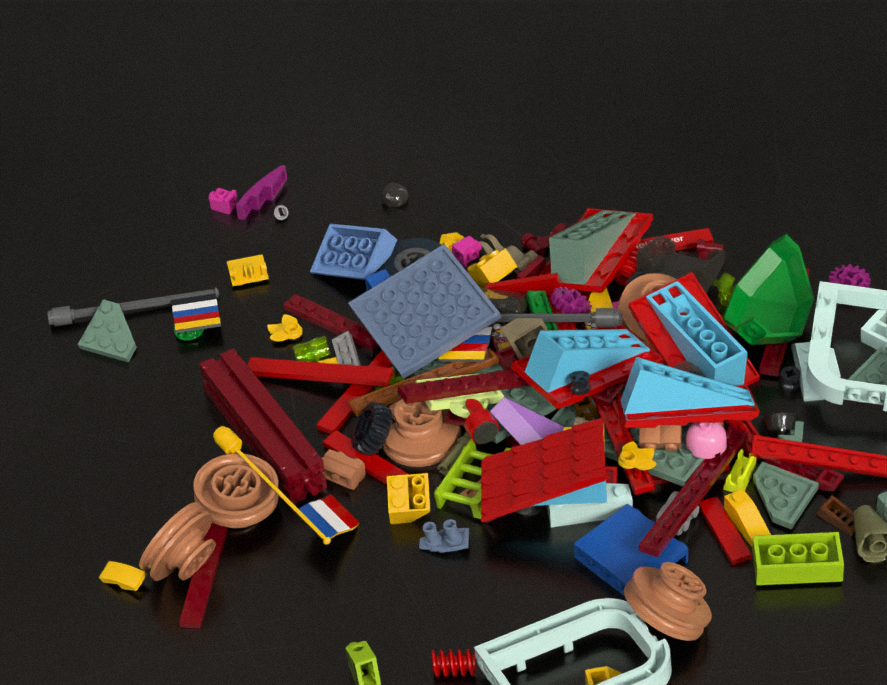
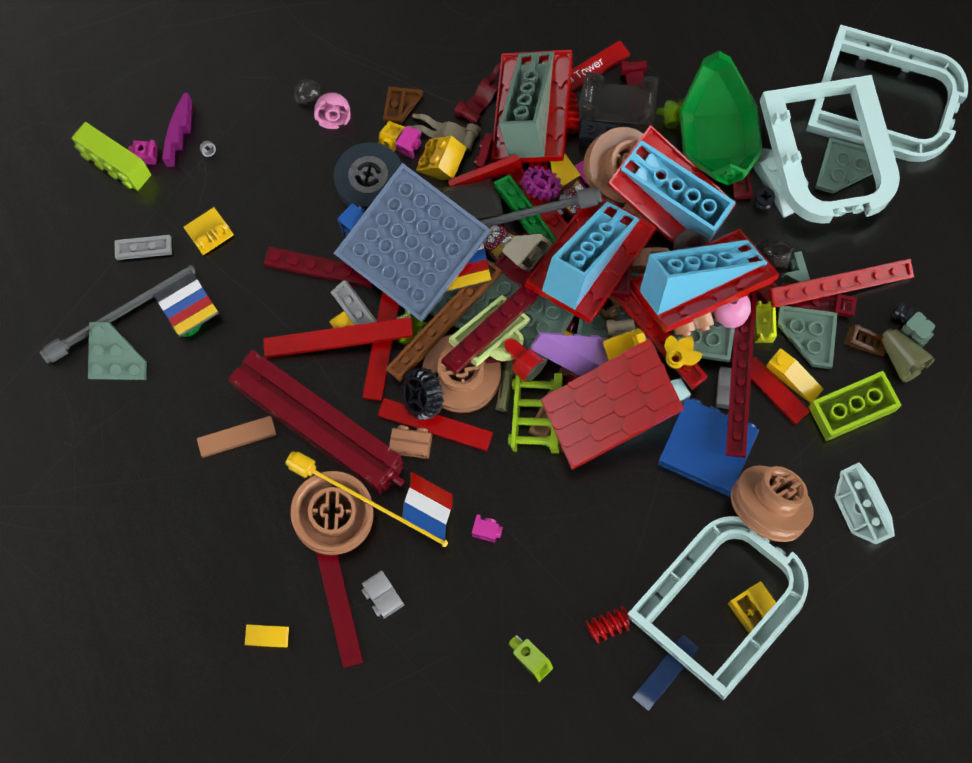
camera: 20 degrees left, 30 degrees up
(179, 544) = (314, 599): nougat wheel -> none
(182, 265) = (143, 247): none -> light grey plate
(183, 422) = (236, 436): none -> nougat tile
(192, 192) = (111, 157): none -> lime brick
(249, 576) = (382, 594): none -> light grey brick
(286, 330) = (277, 292): yellow plate -> none
(312, 350) = (318, 312): clear neon green hips -> none
(353, 251) = (305, 185): medium blue slope -> none
(375, 555) = (486, 529): none -> dark pink brick
(407, 210) = (332, 110): none -> bright pink cylinder
(408, 497) = (490, 459): yellow slope -> none
(446, 539) = (540, 489): sand blue connector -> none
(475, 222) = (400, 103): none -> reddish brown wing
(580, 382) = (597, 287): black wheel -> none
(767, 638) = (863, 505): none -> light aqua wedge
(850, 276) = (772, 66): magenta gear -> none

